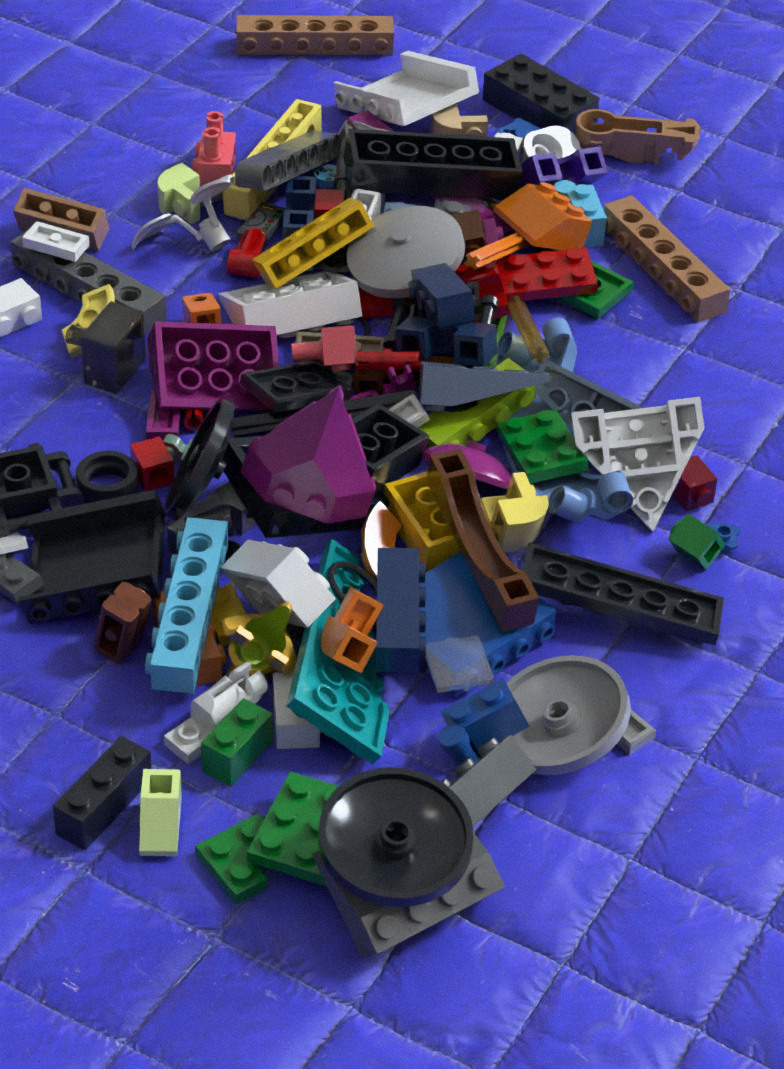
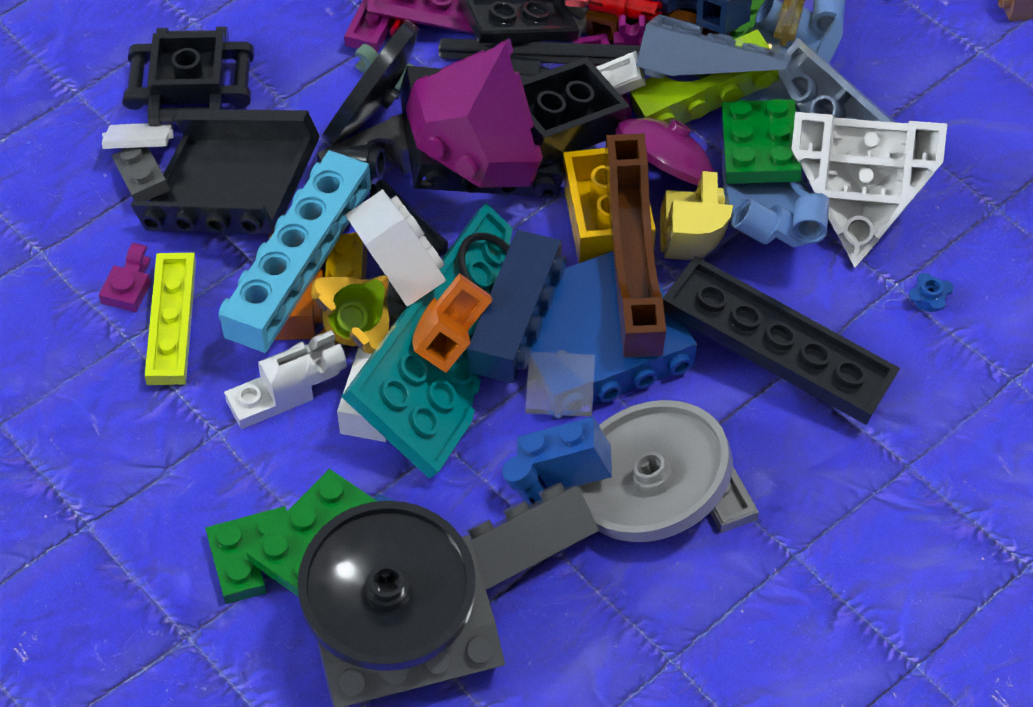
camera: 20 degrees right, 10 degrees up
(37, 670) = (128, 285): none -> magenta plate
(90, 688) = (170, 319): none -> neon yellow plate
(101, 793) = (132, 443): black brick -> none
(102, 464) = (279, 64): black tyre -> none
(122, 622) = (224, 252): copper brick -> none
(153, 463) = (335, 73): red brick -> none
(160, 812) = (179, 481): yellowish green slope -> none
(237, 742) = (293, 418): green brick -> none
(378, 532) = (541, 207): tile -> none
(696, 485) = (922, 222): dark red brick -> none
(696, 541) = (893, 293): green brick -> none

